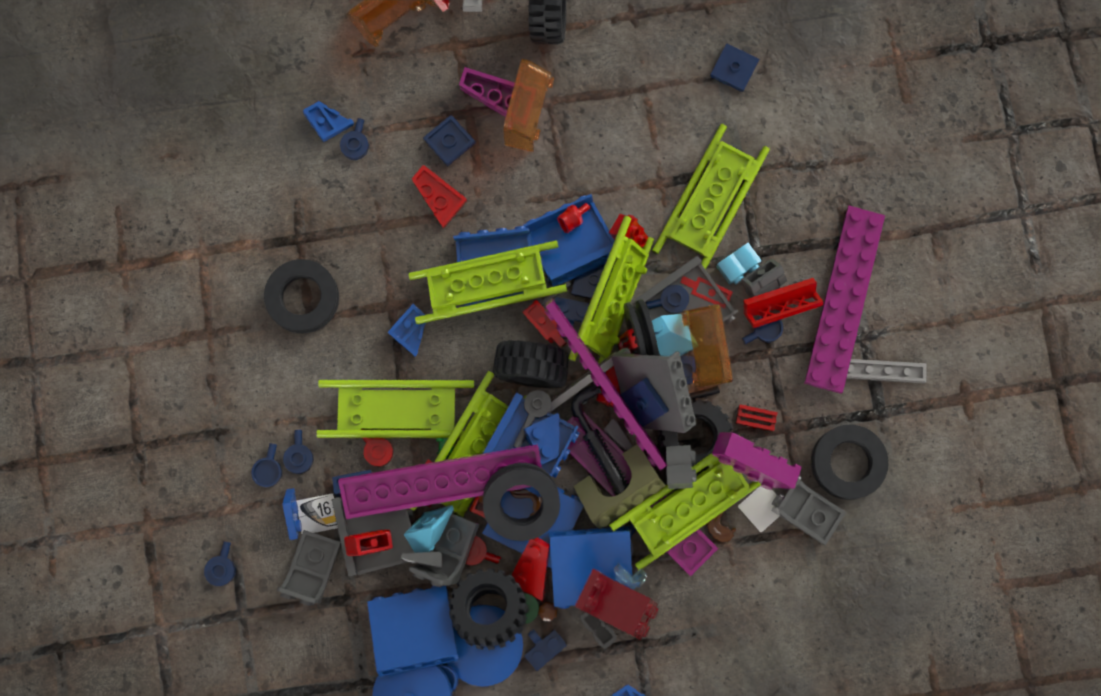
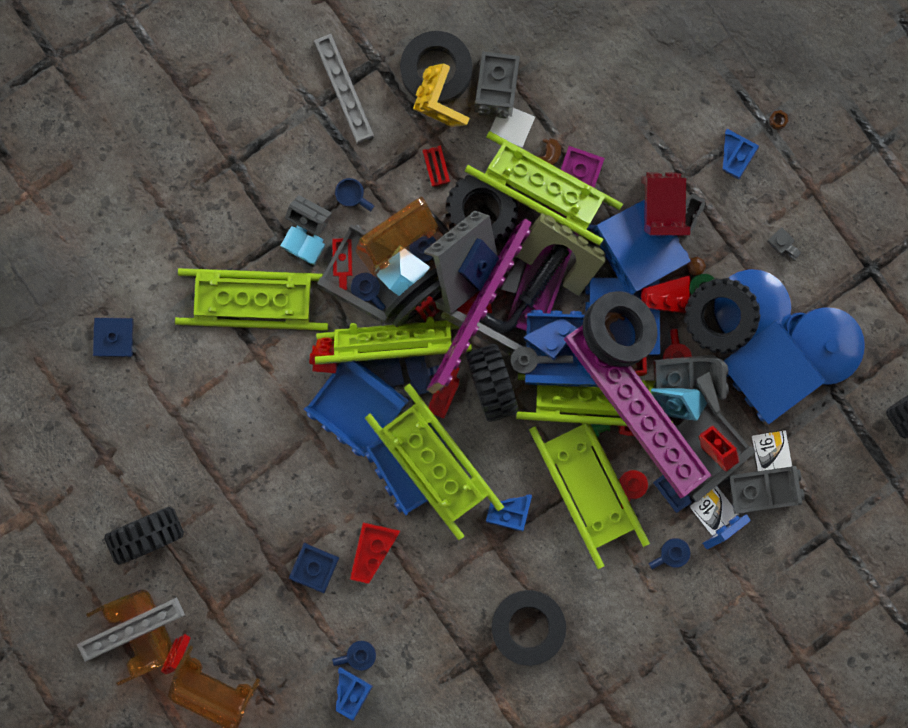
camera: 110 degrees left, 5 degrees up
(220, 569) = (805, 570): dark blue piece -> none
(267, 471) = (700, 574): dark blue piece -> none
(343, 595) = (771, 450): none -> sticker
(487, 89) = (248, 539): magenta wedge -> none
(526, 105) = (247, 507): clear orange windscreen -> none
(544, 649) = (728, 254): dark blue plate -> none
(572, 217) = (334, 415): red piece -> none
(624, 576) = (637, 211): clear light blue bracket -> none
(680, 467) = (519, 207): dark grey brick -> none
(755, 462) = (483, 143): magenta wedge -> none
(779, 300) = (321, 196): red fence -> none
(828, 439) = (429, 94): none -> yellow bracket
(844, 300) = (289, 137): magenta plate -> none

